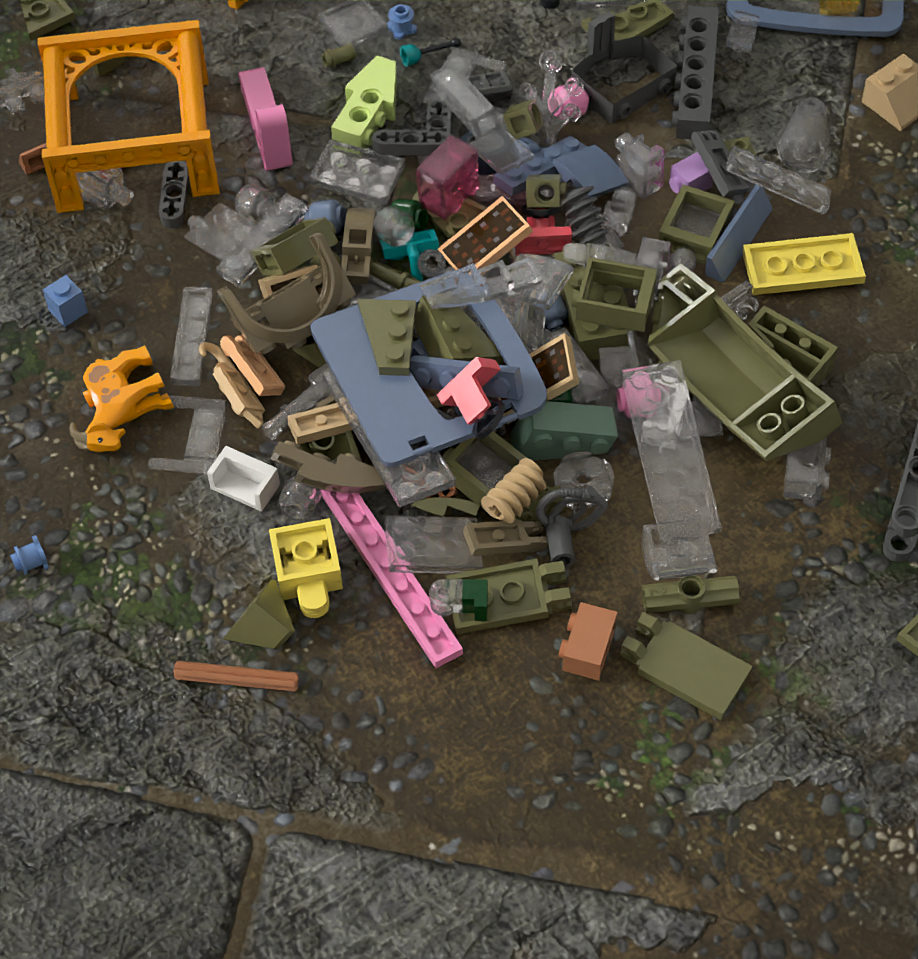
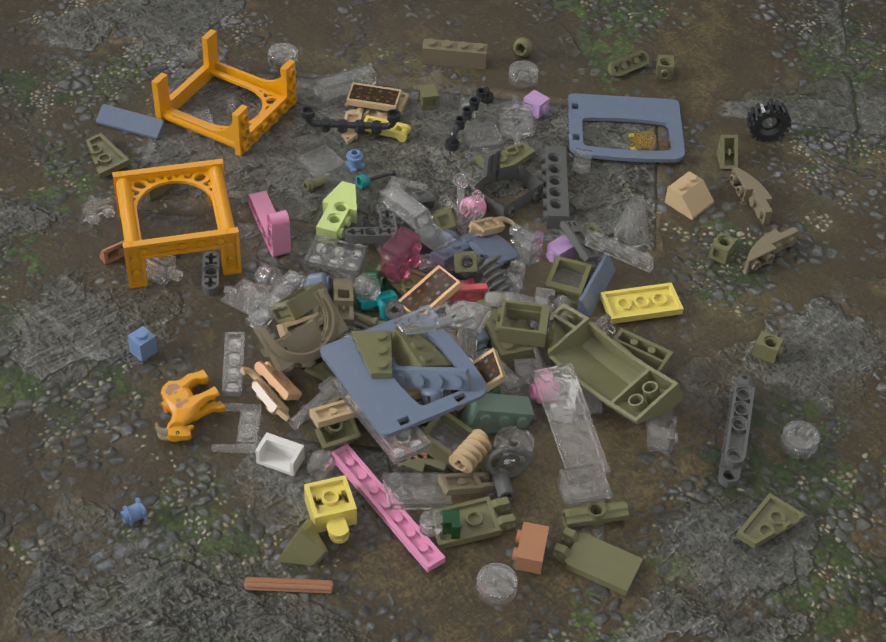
camera: 10 degrees left, 10 degrees down
(315, 470) = (351, 447): dark tan slope -> none
(467, 394) = (435, 386): piece -> none
(532, 693) = (496, 584): none -> clear head
(588, 133) = (489, 225): none -> tan plate

